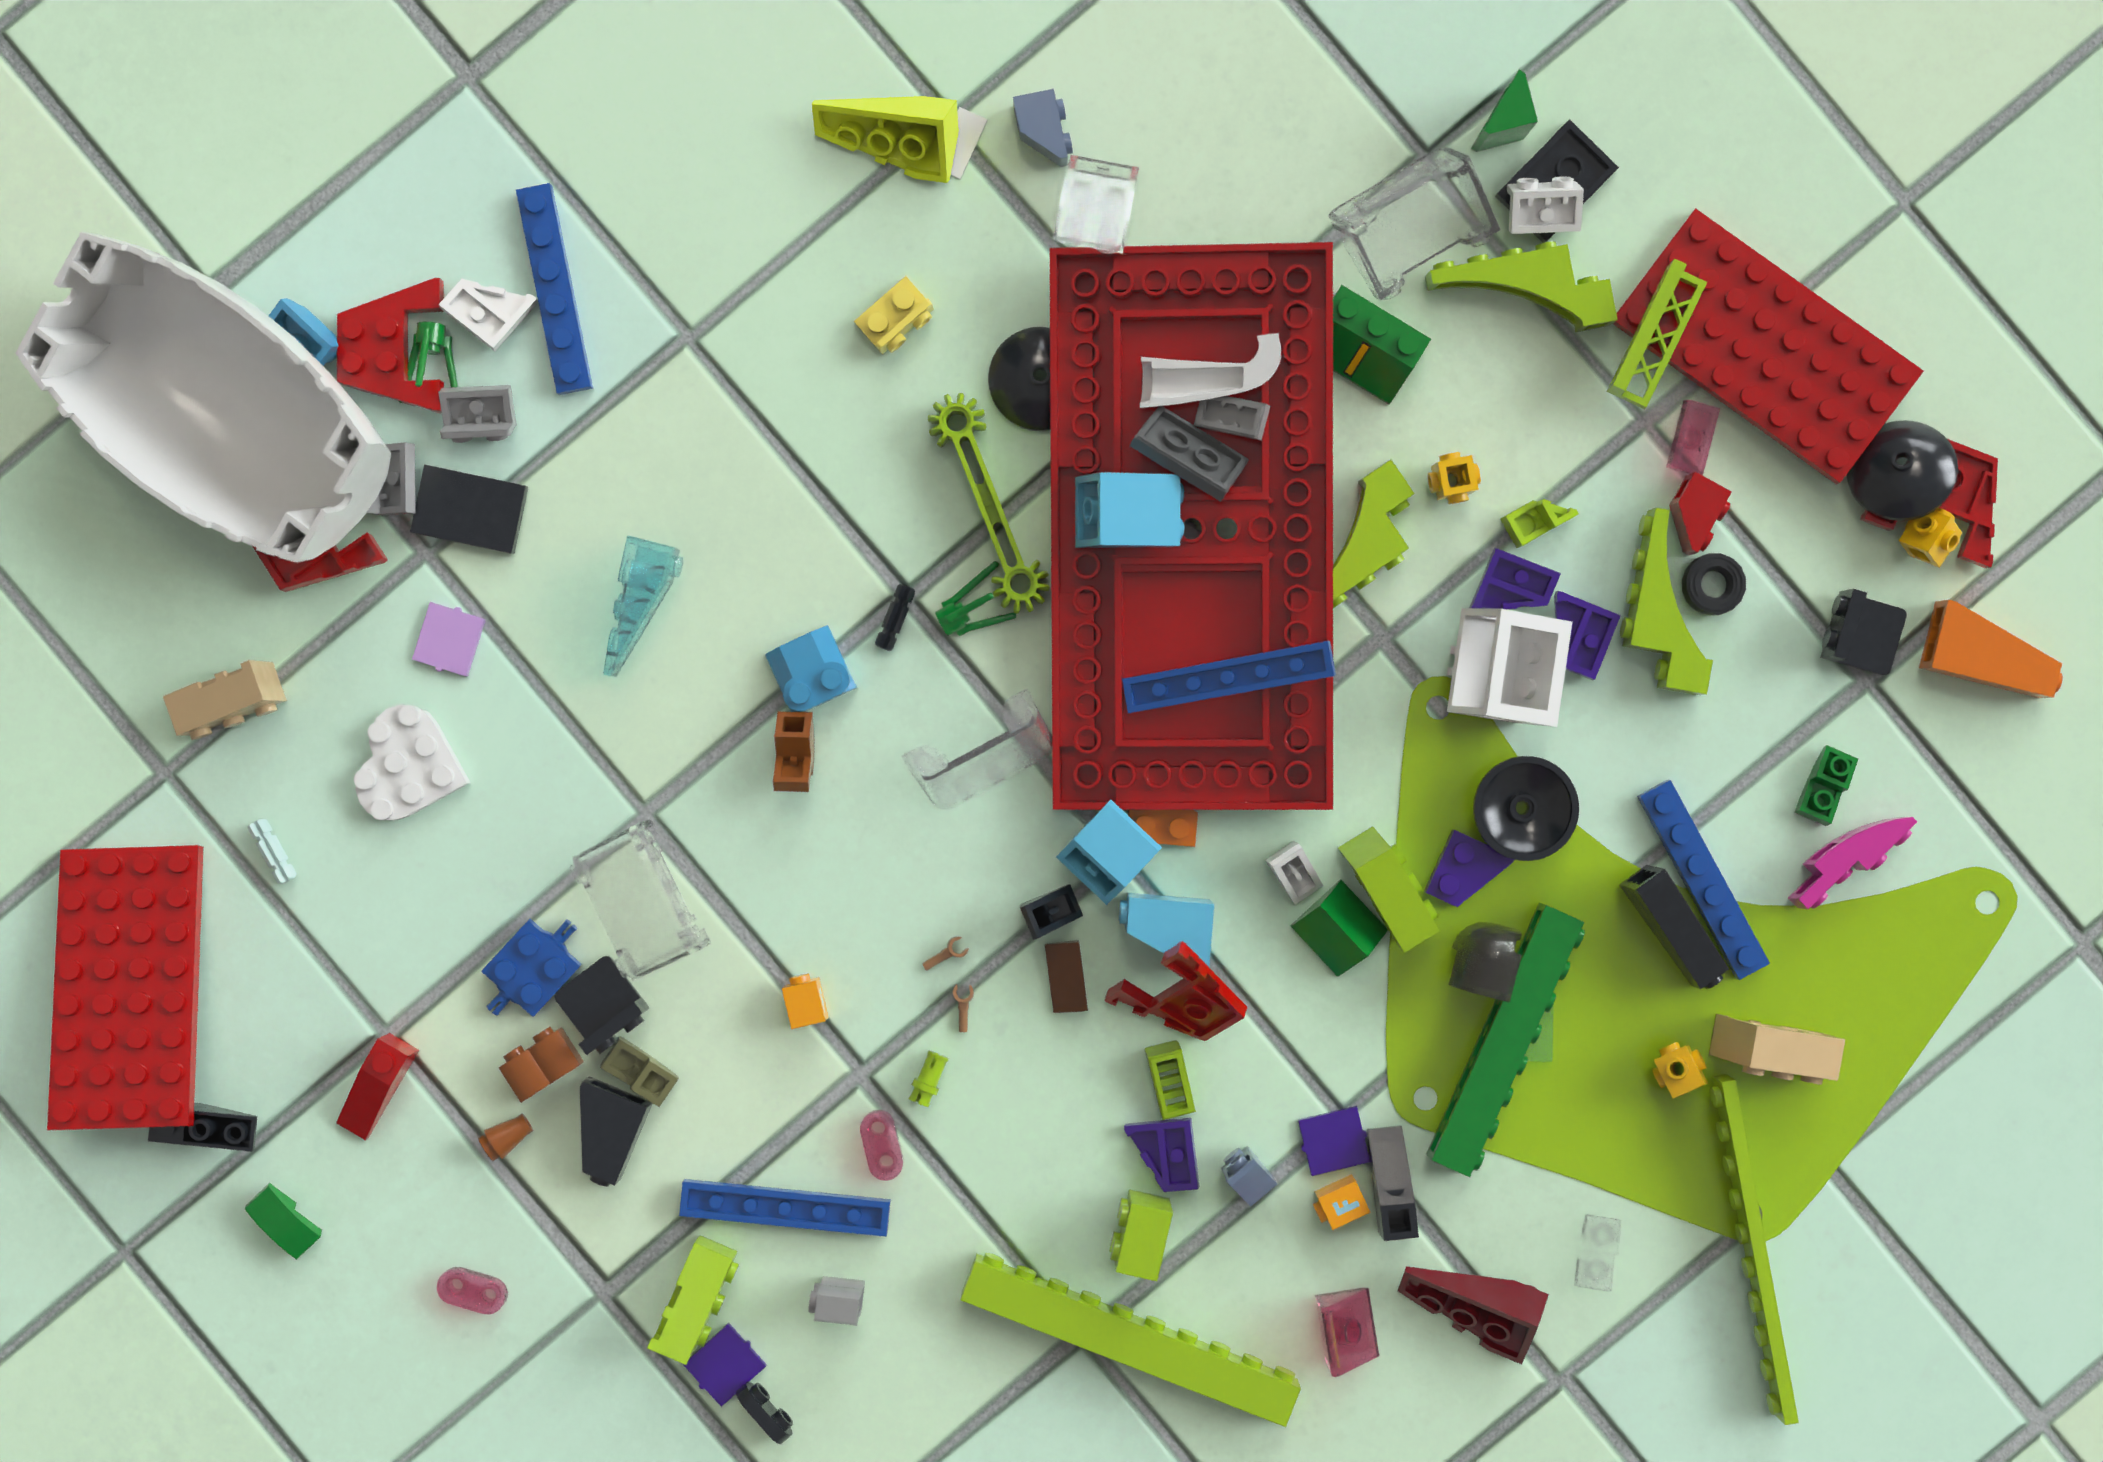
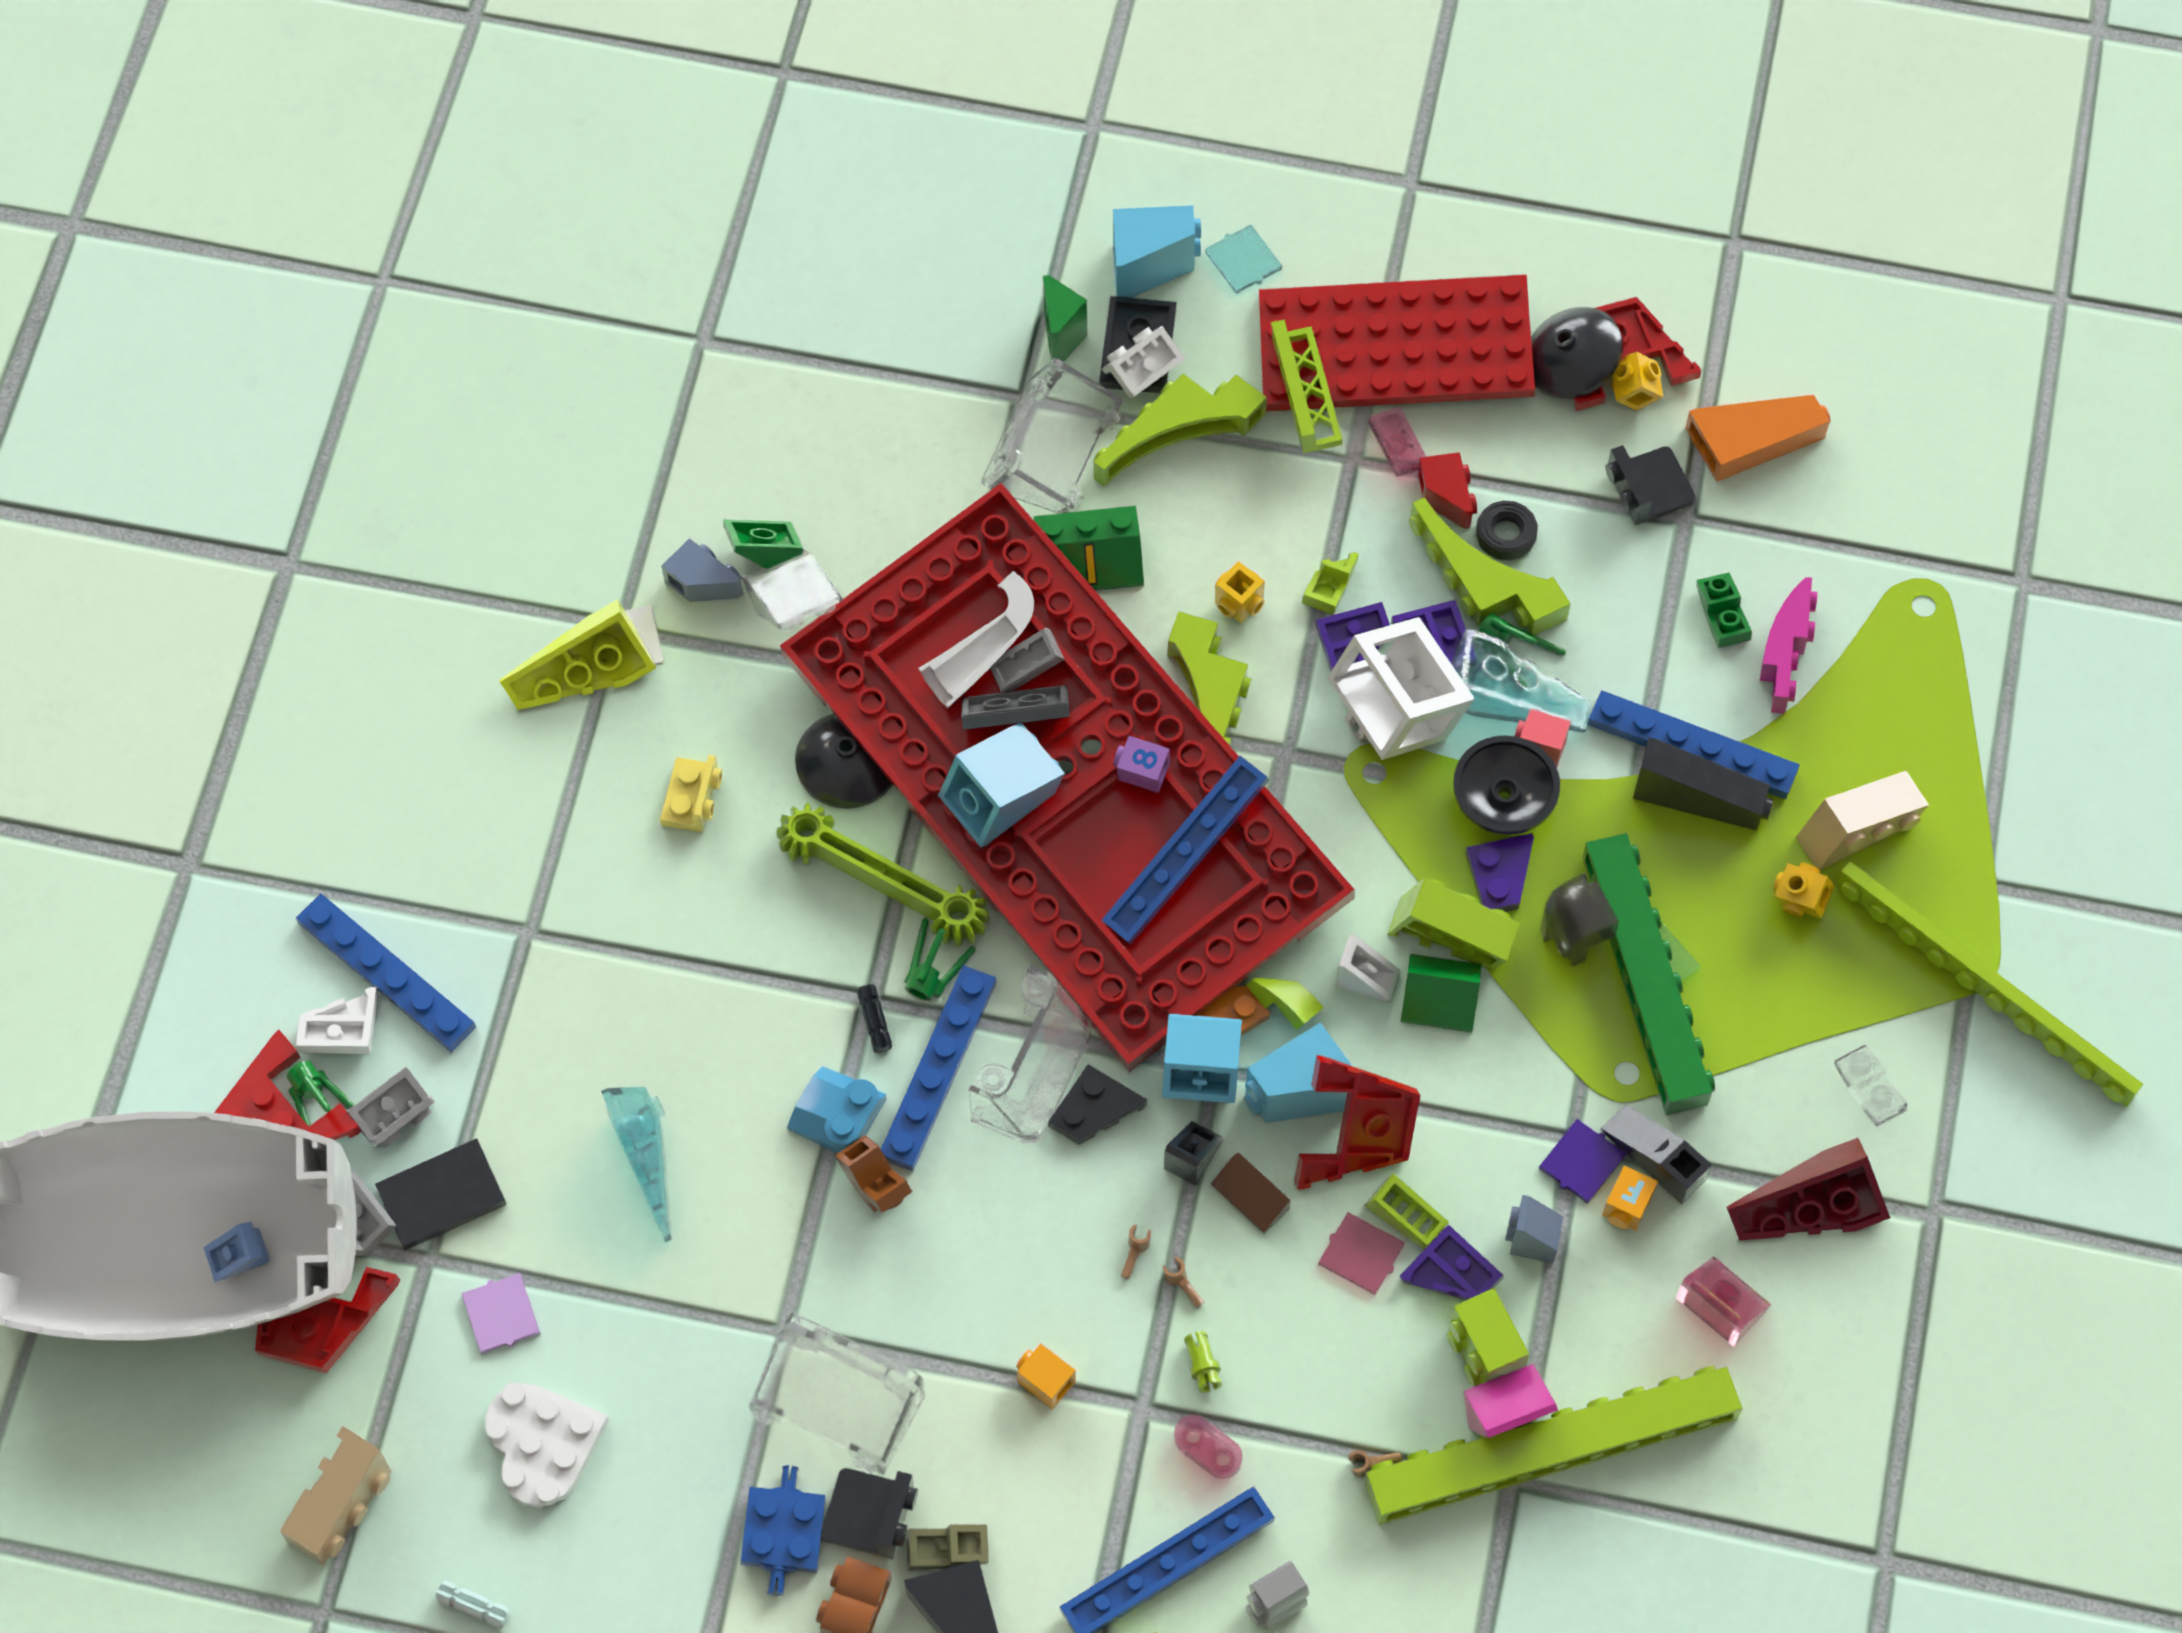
camera: 40 degrees left, 25 degrees down
(275, 451) = (236, 1252): none -> medium blue slope
(913, 694) = (938, 1068): none -> blue plate
(993, 1245) = (1370, 1461): none -> medium nougat hand
(1005, 816) = (1094, 1105): none -> black wing
(1110, 136) = (763, 541): none -> green slope
(1112, 1083) = (1361, 1253): none -> clear pink piece
(1116, 1299) = (1507, 1402): none -> dark pink slope
(1218, 849) = (1289, 996): none -> lime slope
(1249, 581) = (1142, 763): none -> medium lavender brick
(1592, 785) = (1546, 732): none -> coral brick
(1603, 726) = (1509, 687): none -> clear light blue wedge
(1635, 668) = (1505, 631): none -> green plant
(1637, 104) = (1153, 246): none -> medium azure slope
(1707, 166) = (1243, 259): none -> clear light blue piece

